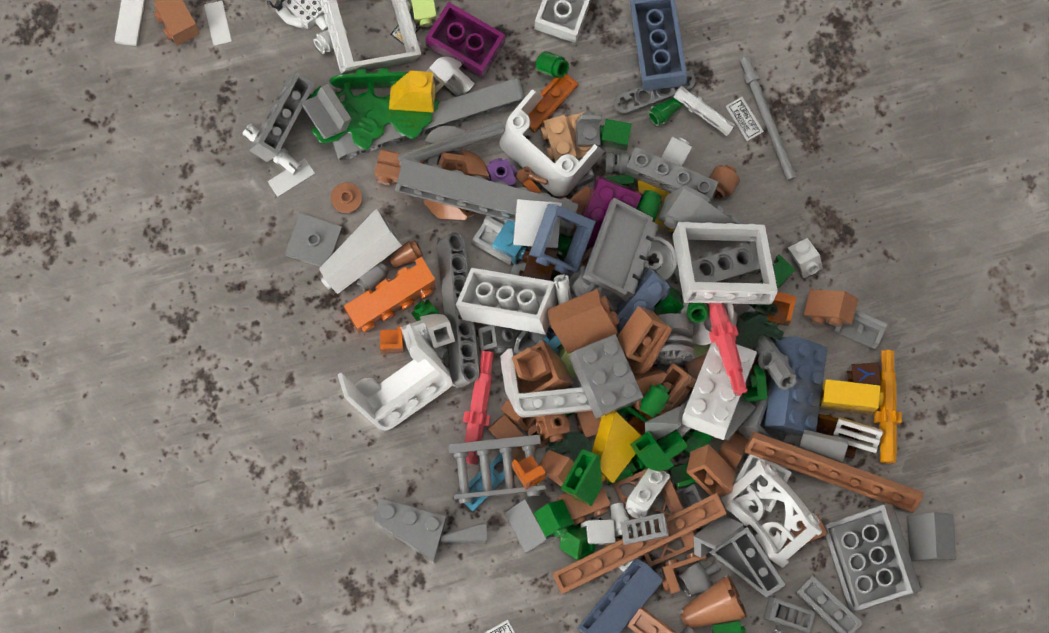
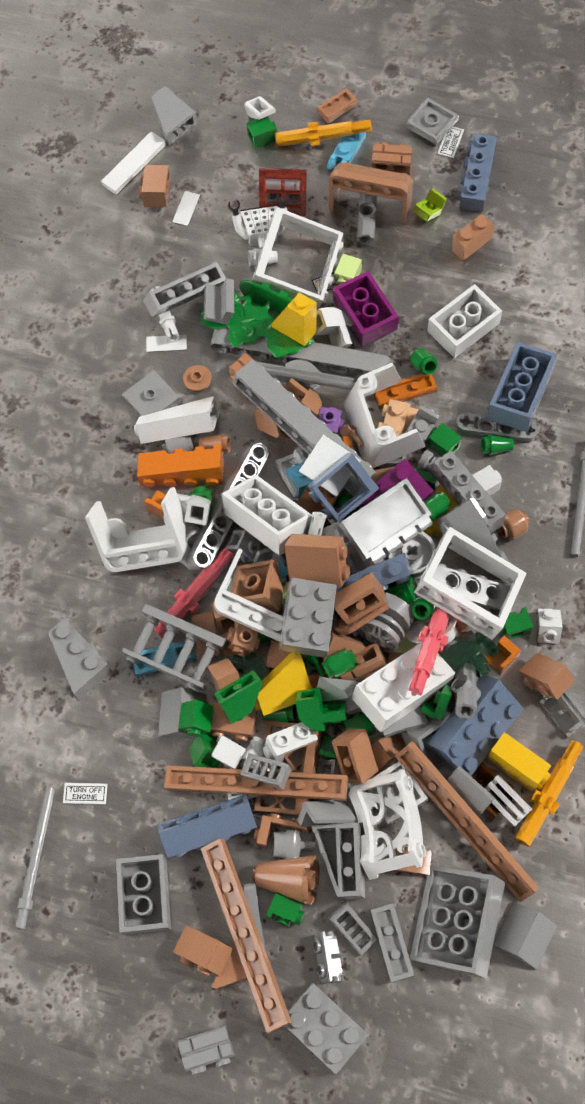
camera: 40 degrees right, 10 degrees down
(471, 535) = (121, 693): light grey slope -> none
(528, 472) = (196, 664): orange panel -> none
(531, 364) = (250, 571): nougat panel -> none
(697, 106) = (526, 453): white pin -> none
(744, 118) = (561, 487): white sticker -> none
(864, 373) = (546, 750): reddish brown brick -> none

